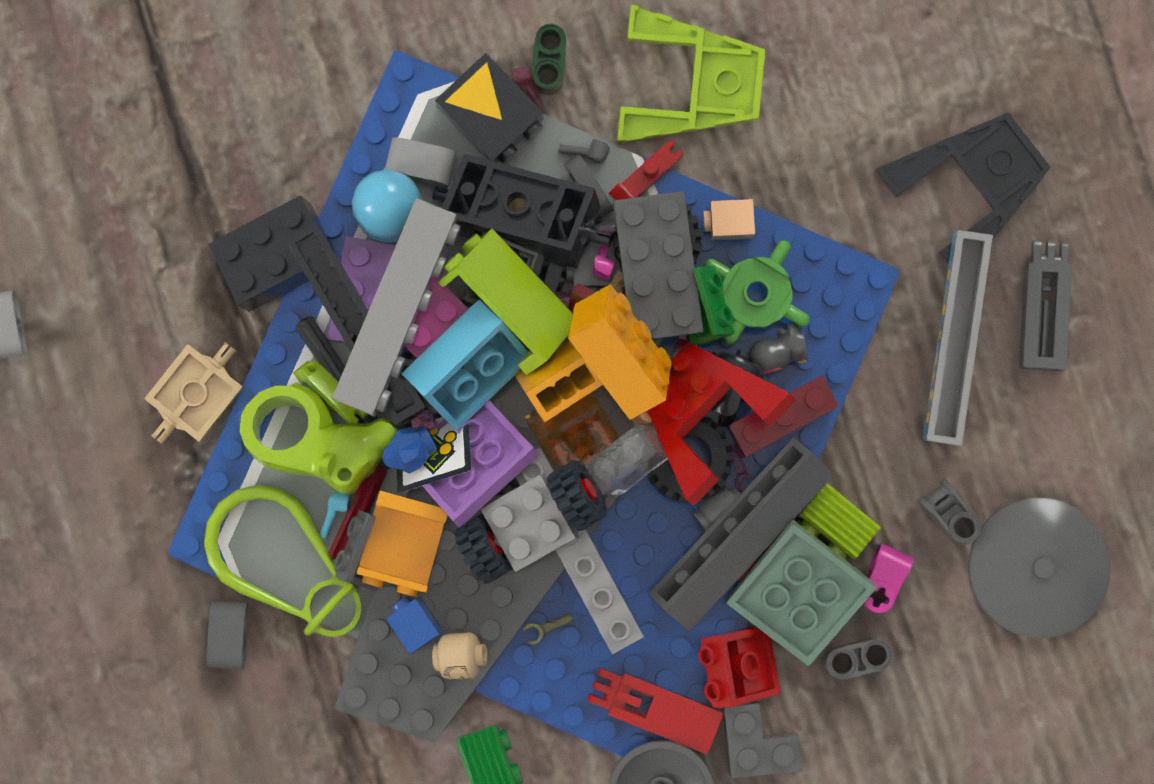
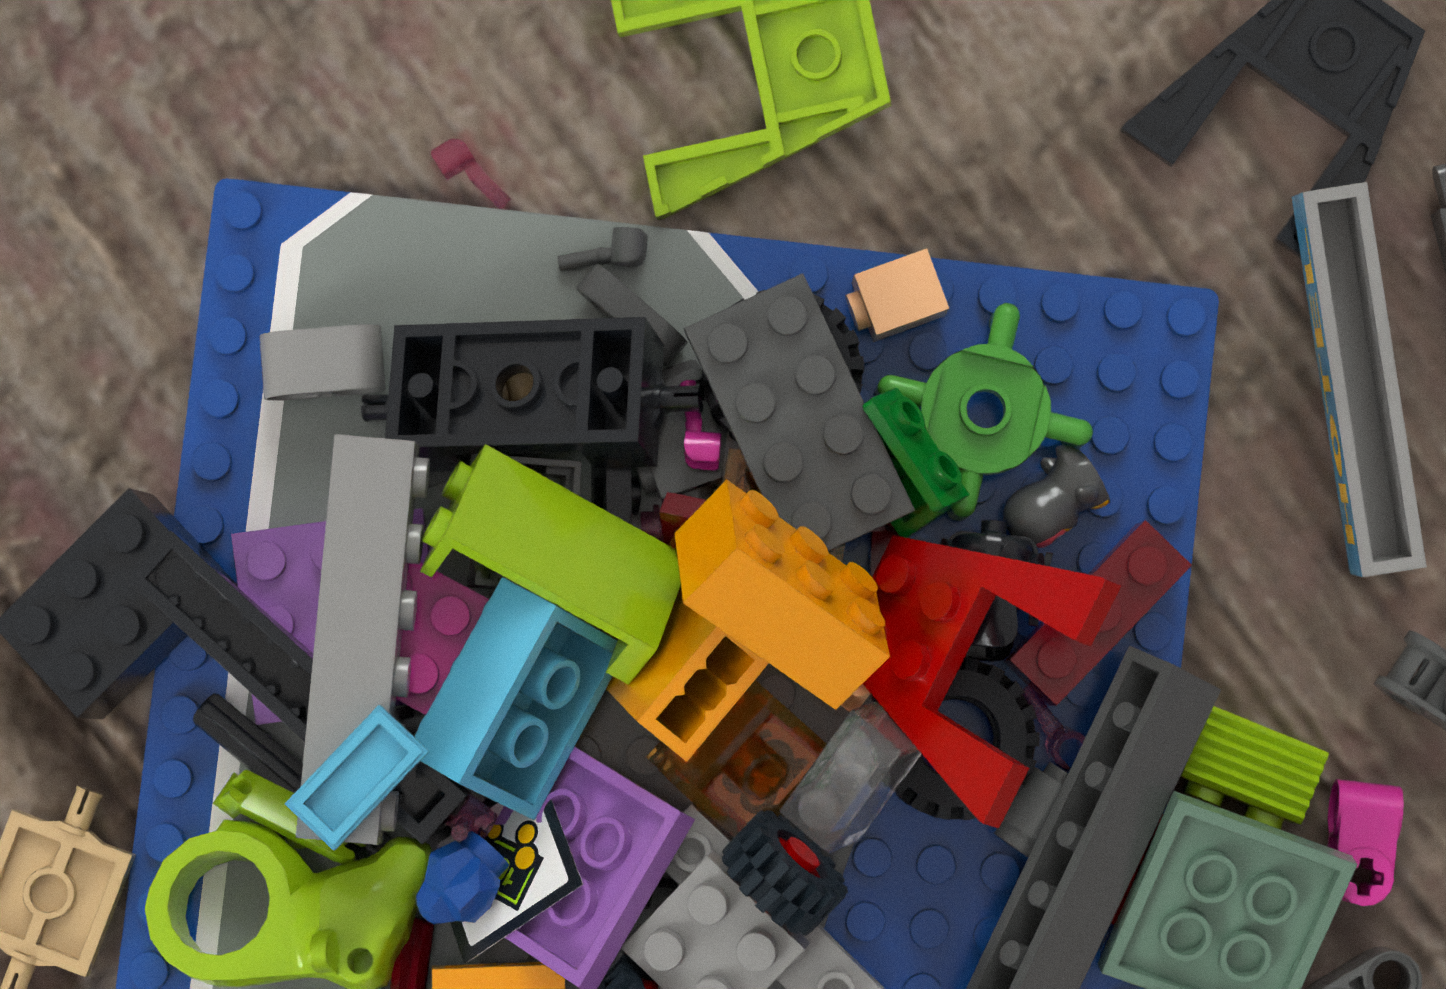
camera: 20 degrees left, 0 degrees up
(372, 376) = (357, 777): none -> medium azure tile
(383, 204) = (282, 457): medium azure tile -> none
(490, 110) = (417, 233): black brick -> none
(549, 59) = (492, 112): dark green beam -> none
(647, 173) = (725, 260): red piece -> none

